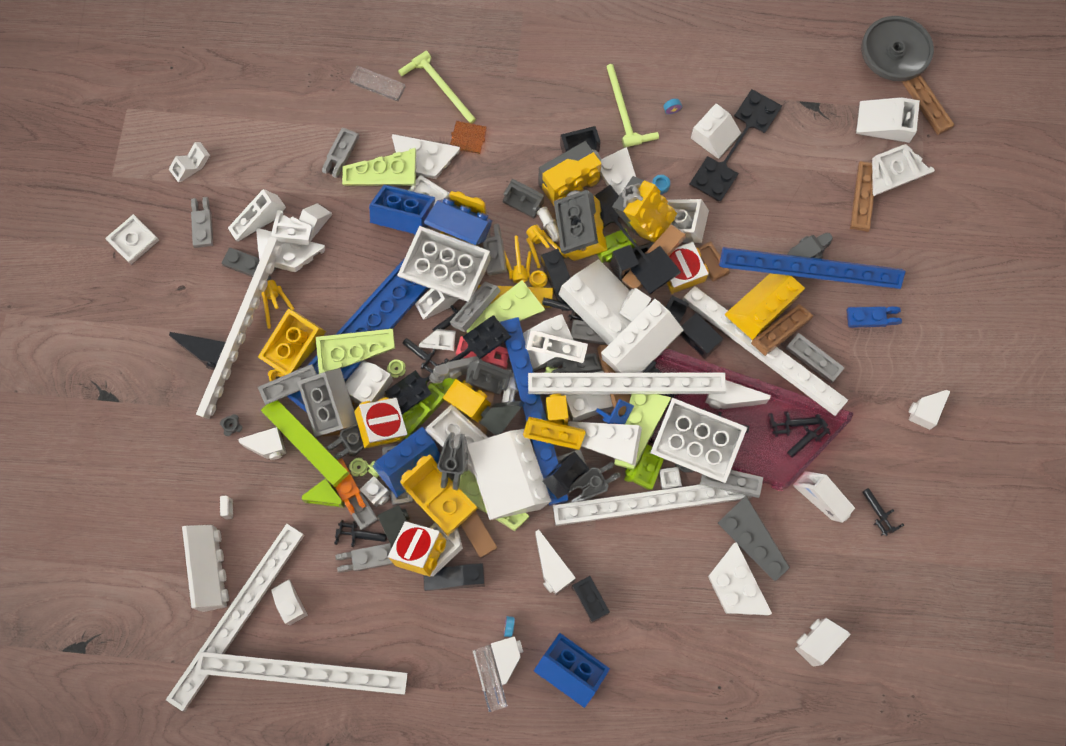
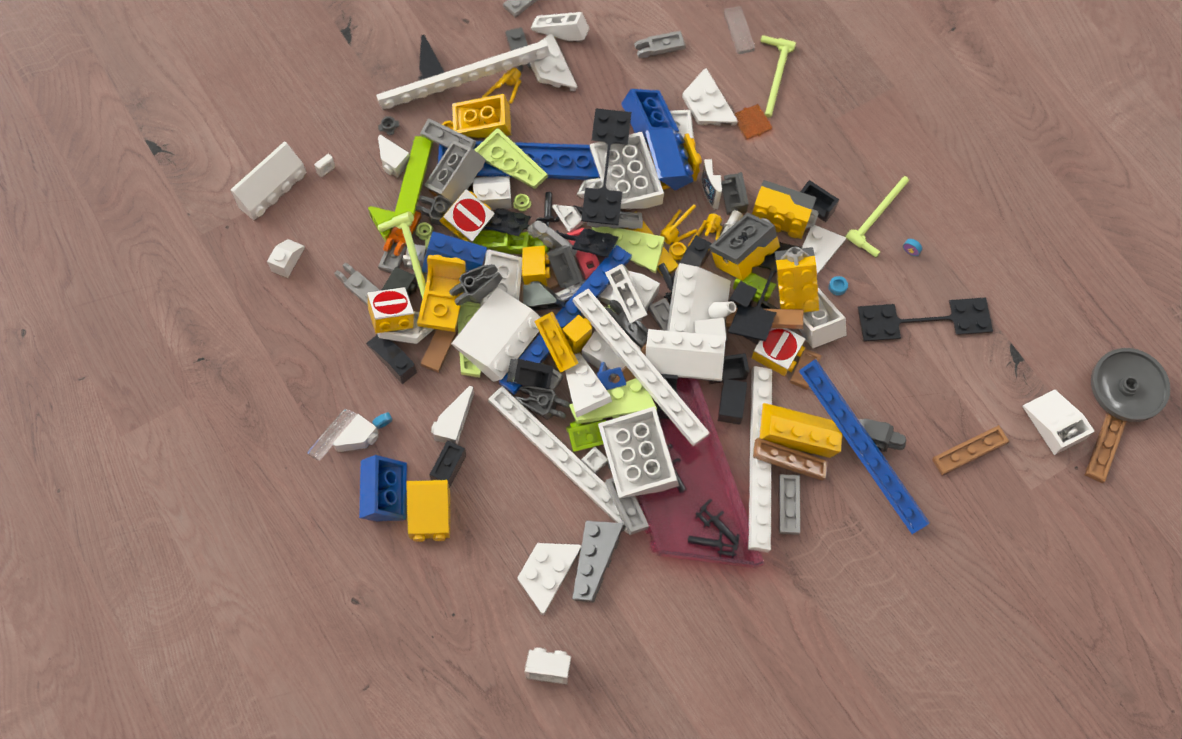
camera: 50 degrees right, 5 degrees down
(237, 614) = (250, 229): white plate -> none
(290, 230) = (567, 54): white wing -> none
(301, 673) = (241, 302): white plate -> none
(316, 217) = (589, 65): white slope -> none
(346, 478) = (403, 222): none -> yellowish green bar
(357, 534) = (371, 265): black piece -> none
(388, 170) = (675, 87): yellowish green wing -> none
(461, 306) = (602, 204): none -> black hinge
(495, 246) = (673, 203): light grey hinge -> none
(506, 211) = (711, 184): none -> slope
(621, 645) = (428, 510): none -> yellow slope
(624, 284) = (721, 309): none -> white cone
(716, 131) = (921, 294): white slope -> none
(737, 396) = (702, 461): white slope -> none
(824, 495) = (674, 590): white slope -> none
(872, 316) = (867, 528): blue hinge -> none
(881, 513) = (698, 648): black piece -> none
(897, 168) = (1018, 458): white wing -> none
(928, 409) = (822, 626): white slope -> none

